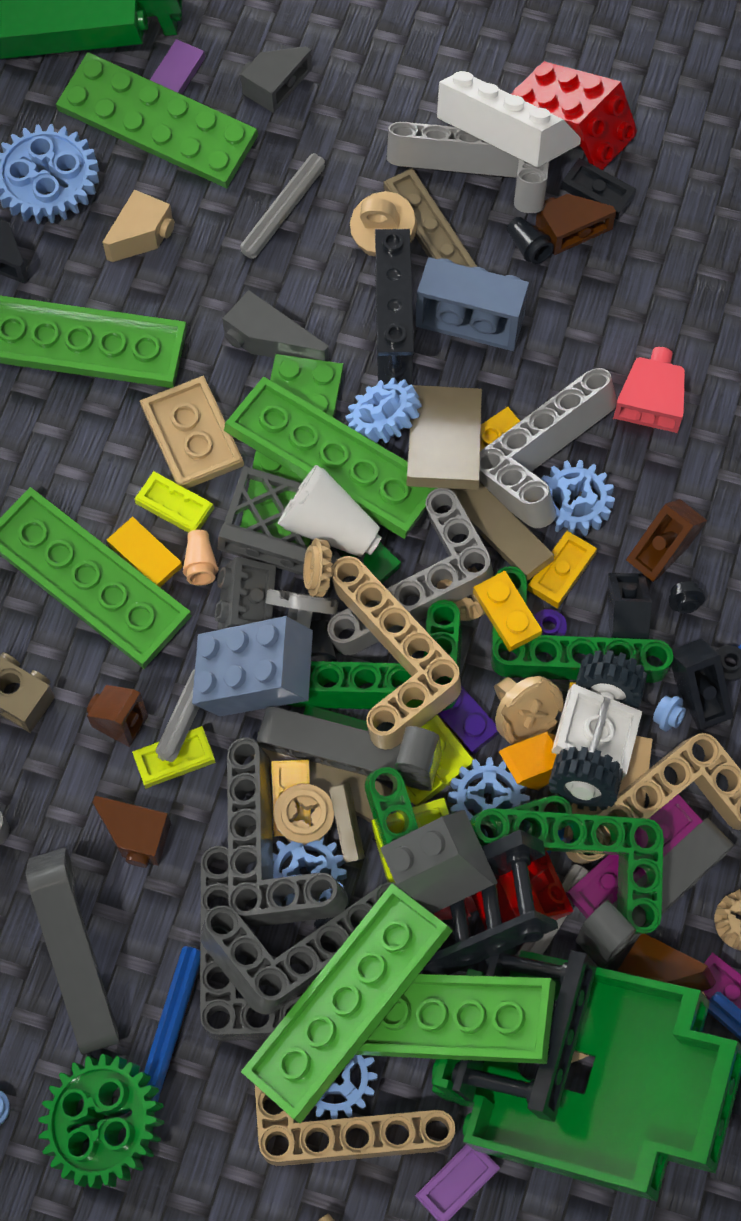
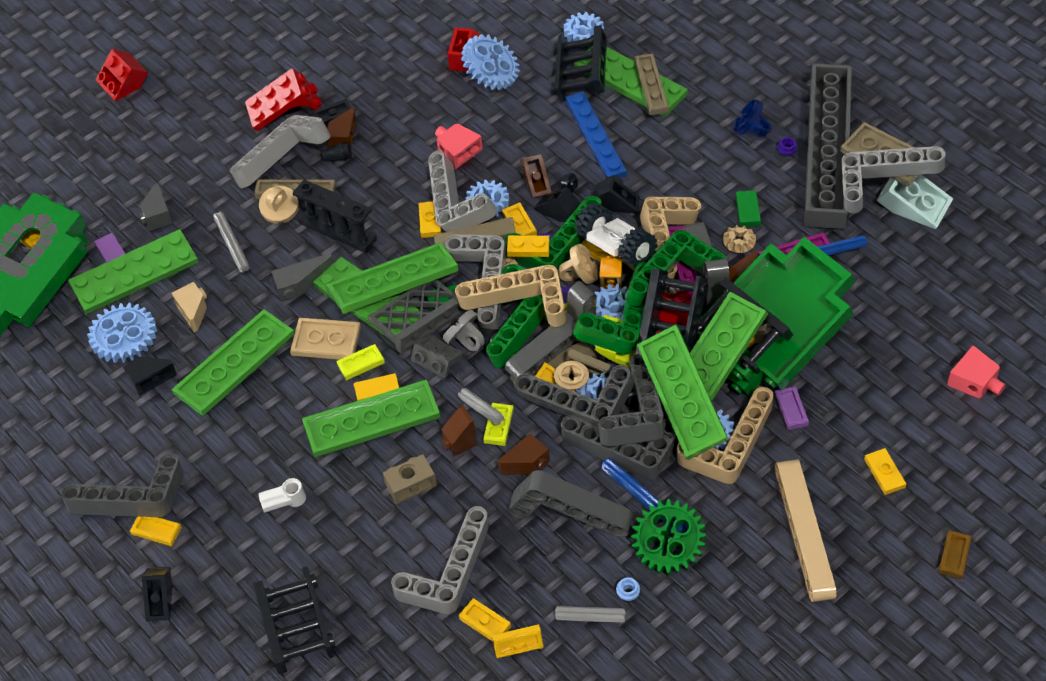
camera: 55 degrees left, 15 degrees down
(199, 560) = (401, 364): light nougat cone -> none
(252, 666) = (480, 359): sand blue brick -> none
(317, 567) = (445, 304): tan gear -> none
(329, 513) = (424, 289): white cone -> none
(384, 410) = (382, 247): light blue gear -> none
(439, 862) = (643, 312): dark grey slope -> none
(445, 439) = (418, 229): tile -> none
(471, 303) = (361, 180): sand blue brick -> none
(503, 119) = (269, 123): white slope -> none
(669, 713) = (621, 214): light blue plate -> none

